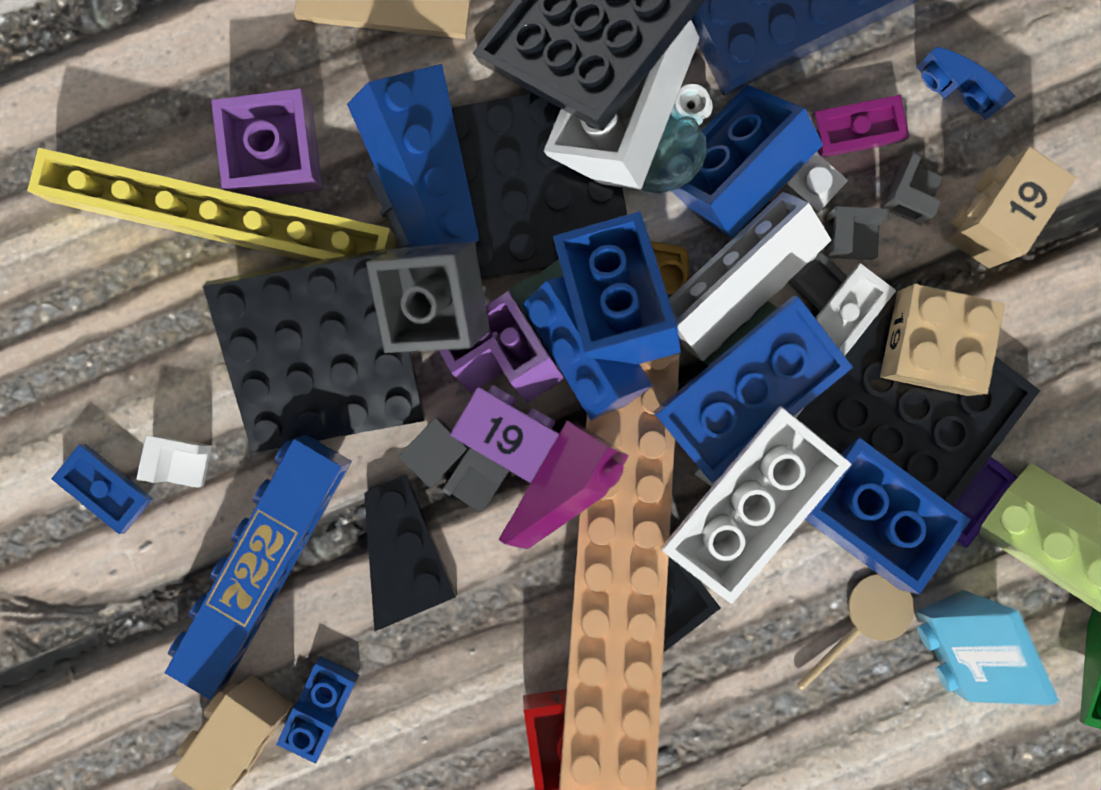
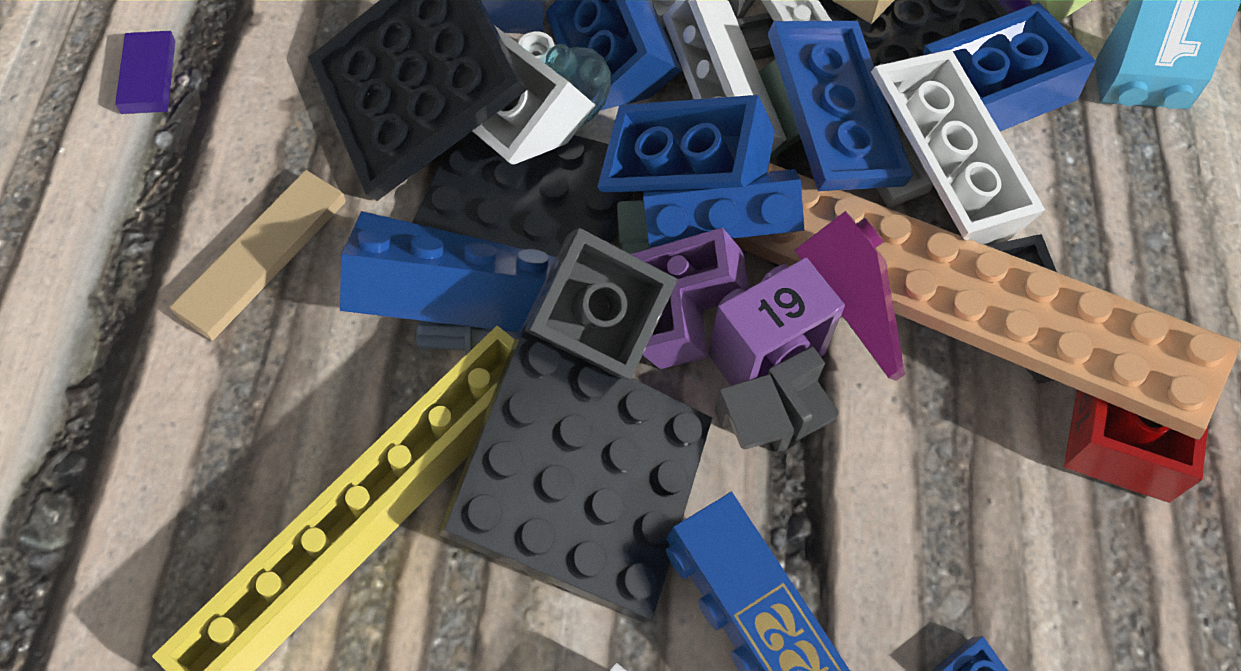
camera: 70 degrees left, 25 degrees down
(267, 144) = (322, 411): medium lavender brick -> none
(403, 555) = (856, 515): black wing -> none
(876, 612) = (1096, 127): tan piece -> none

